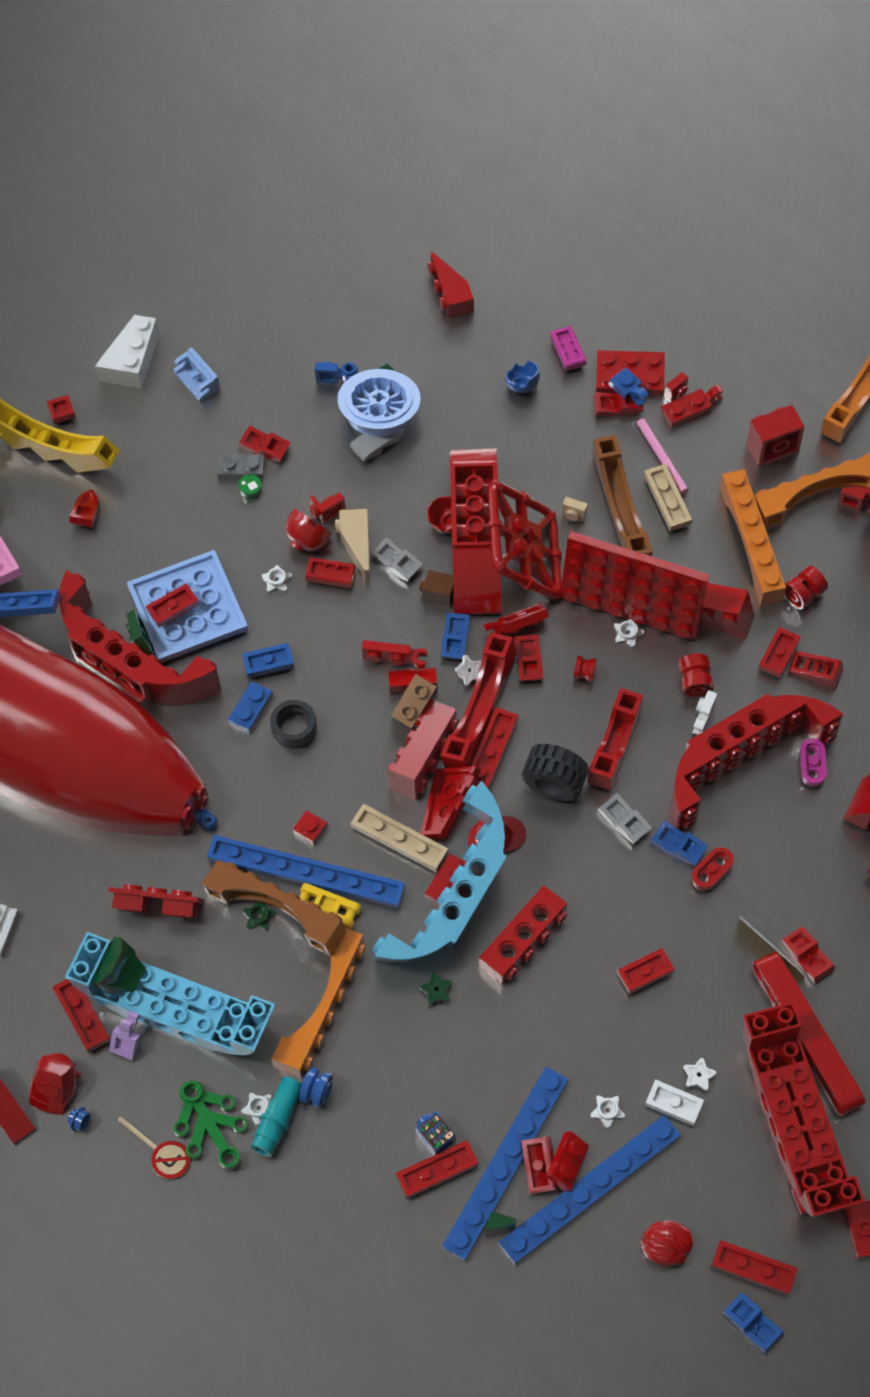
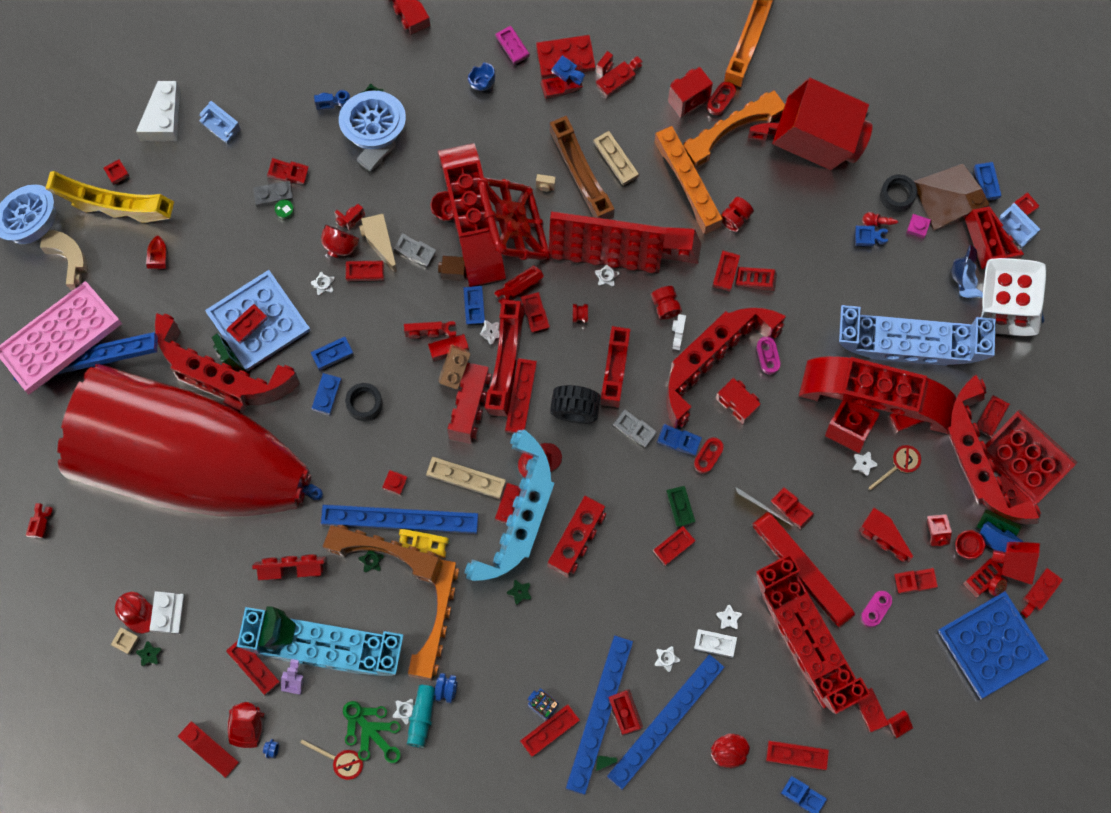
camera: 15 degrees left, 10 degrees up
(446, 799) = (495, 440): red wing -> none
(567, 1161) = (645, 705): red plate -> none
(662, 456) = (605, 124): bright pink bar -> none
(664, 924) = (680, 506): none -> dark green plate
(765, 808) = (739, 399): none -> red brick
(811, 452) = (720, 99): none -> red plate

